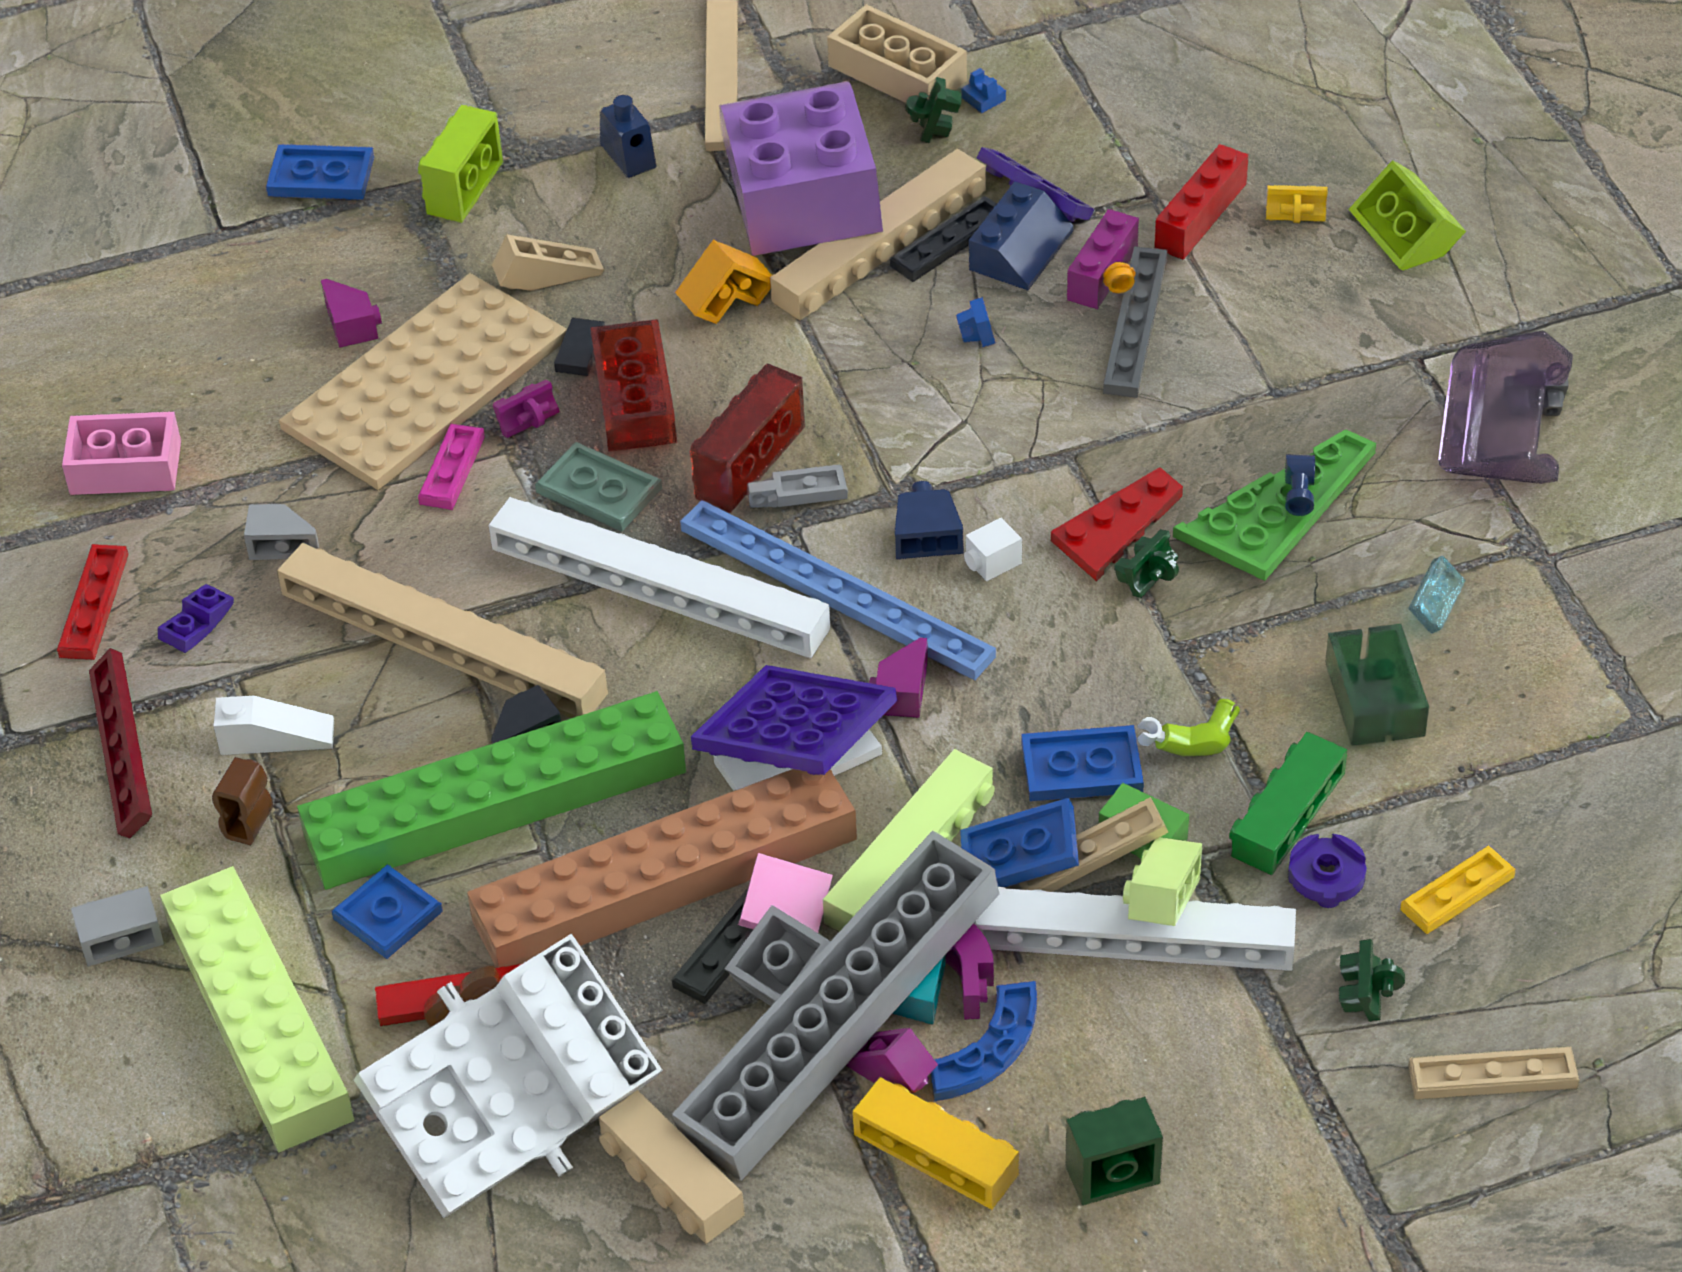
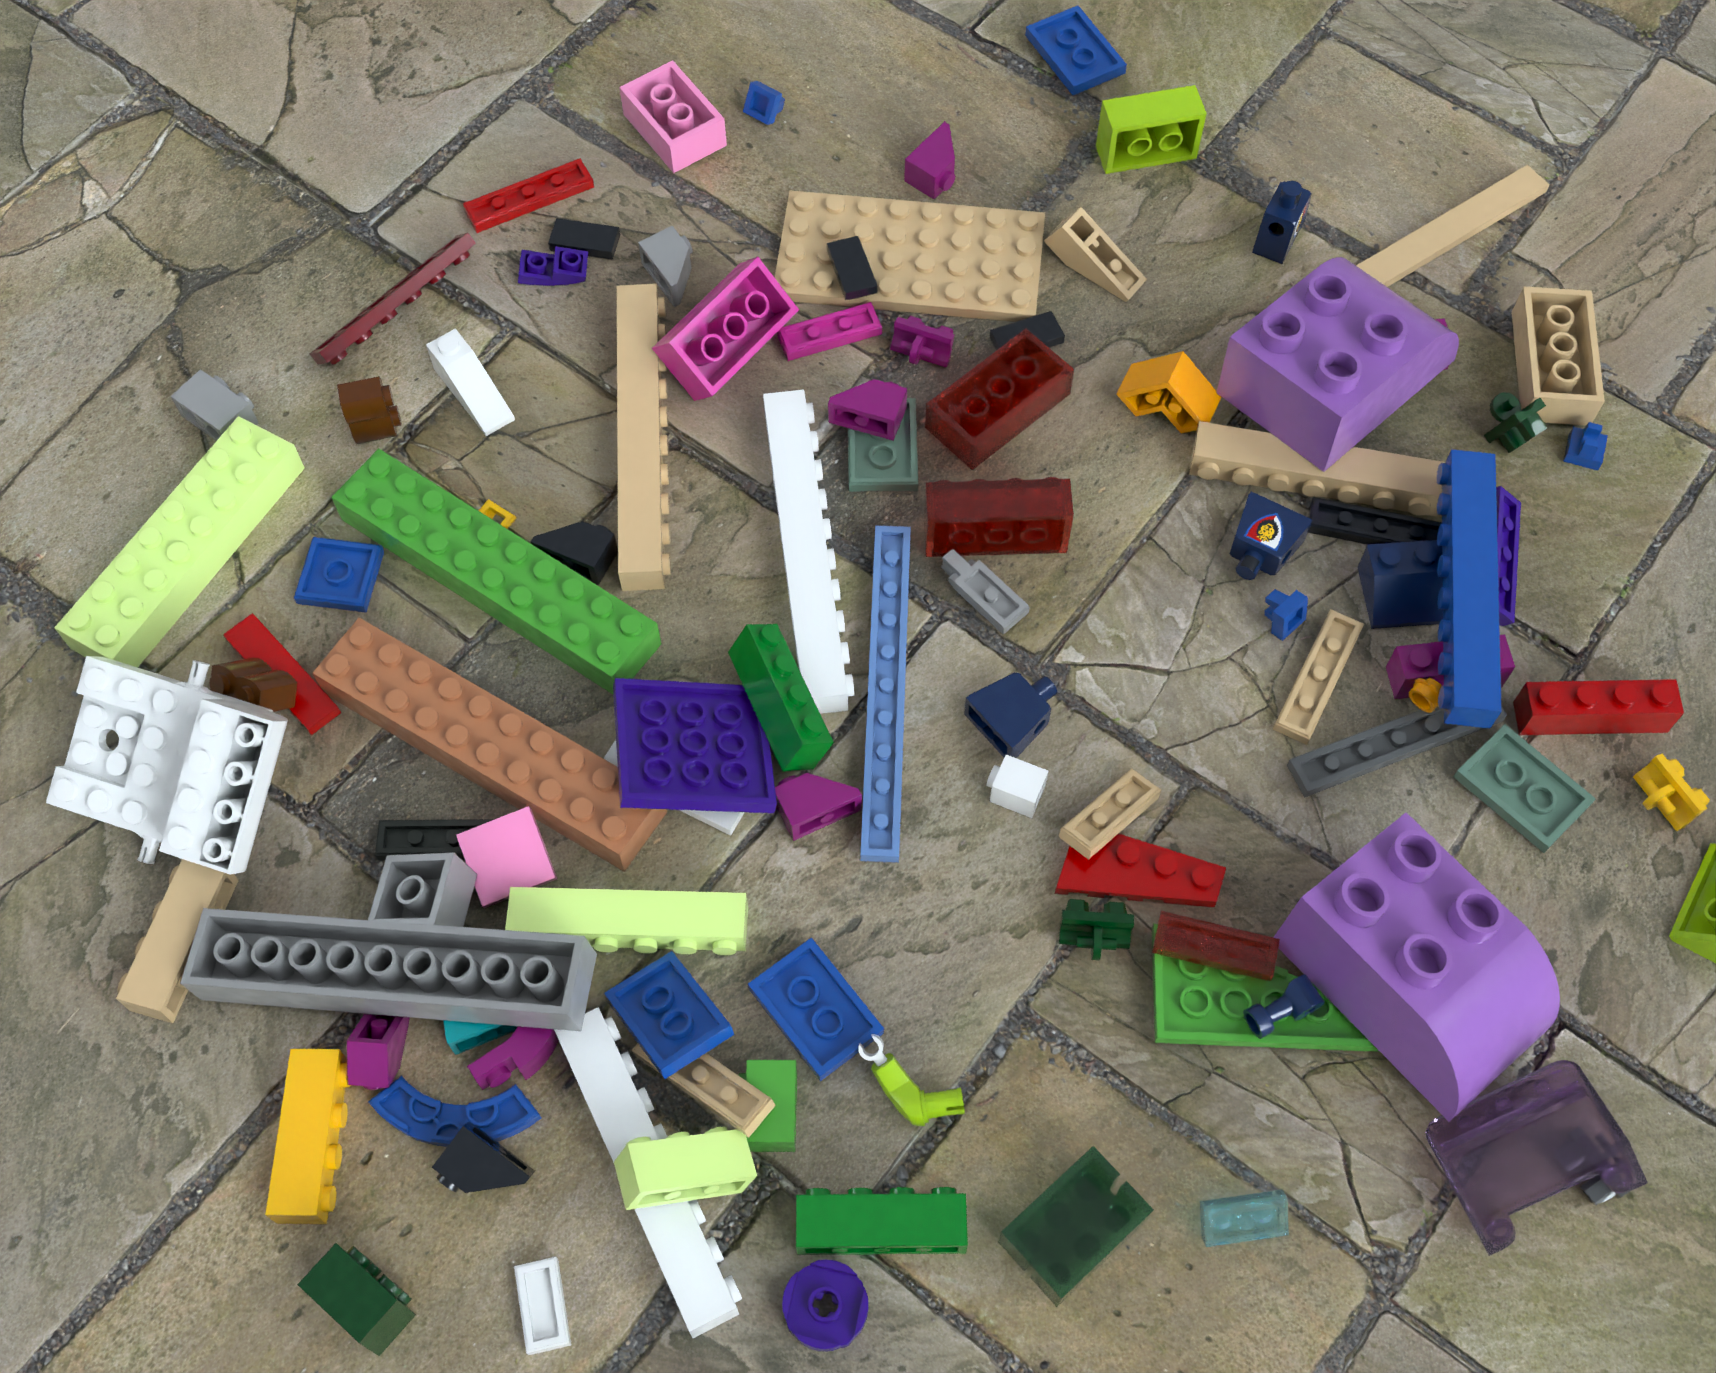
camera: 55 degrees right, 15 degrees up
(165, 391) = (763, 102): none -> blue tile
(184, 580) = (595, 238): none -> black tile
(399, 517) = (725, 329): none -> dark pink brick
(411, 412) = (852, 268): none -> black tile
(570, 465) = (870, 408): none -> magenta slope
(795, 645) = (780, 697): none -> green brick
(900, 299) = (1267, 536): none -> dark blue torso
(1044, 338) = (1318, 677): none -> tan tile
(1049, 1030) = (479, 1163): none -> black slope
(1061, 197) = (1469, 590): none -> blue brick
(1063, 506) = (1109, 813): none -> tan tile
(1197, 1051) = (542, 1306): none -> white tile
(1222, 495) = (1216, 946): none -> clear red plate
(1230, 275) = (1524, 788): none -> sand green plate
(1322, 385) = (1424, 964): none -> medium lavender brick

